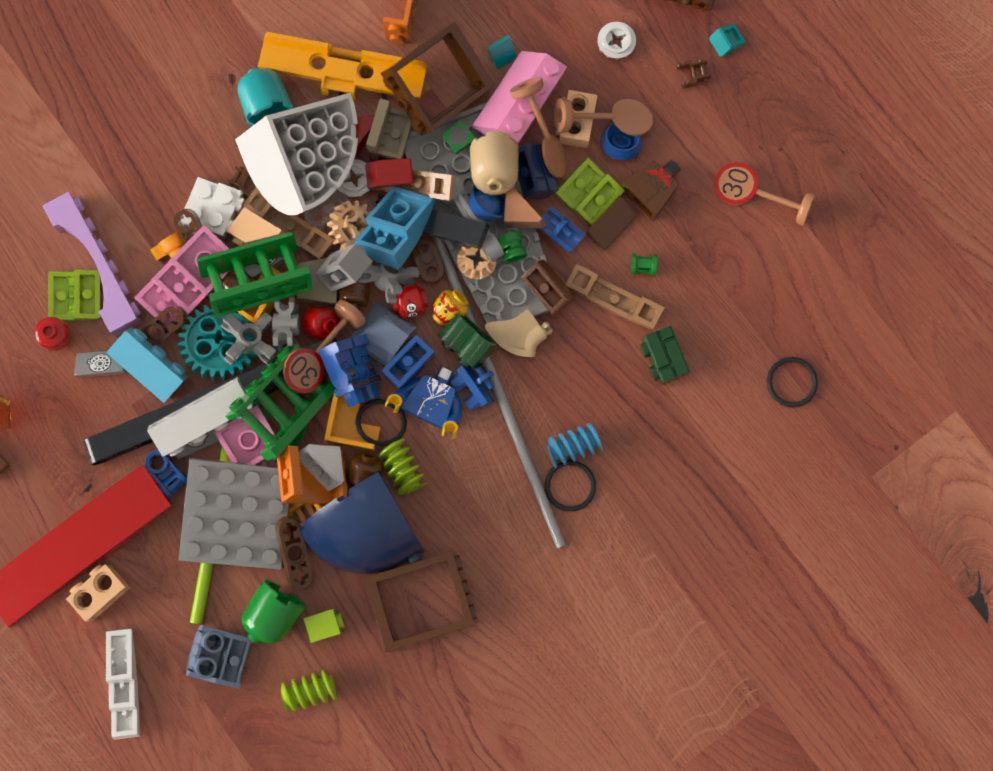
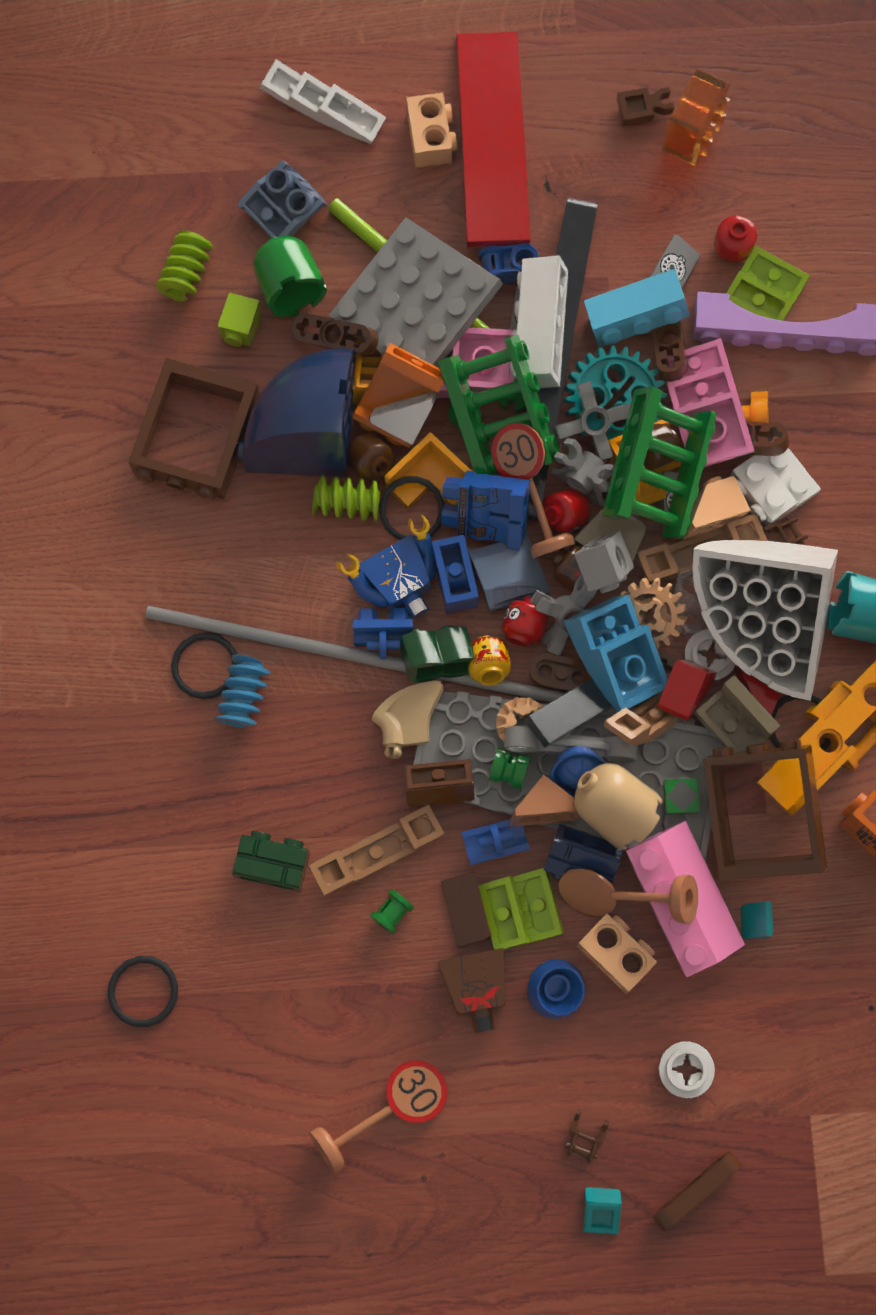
camera: 125 degrees right, 5 degrees down
(627, 115) = (579, 1015): nougat piece -> none

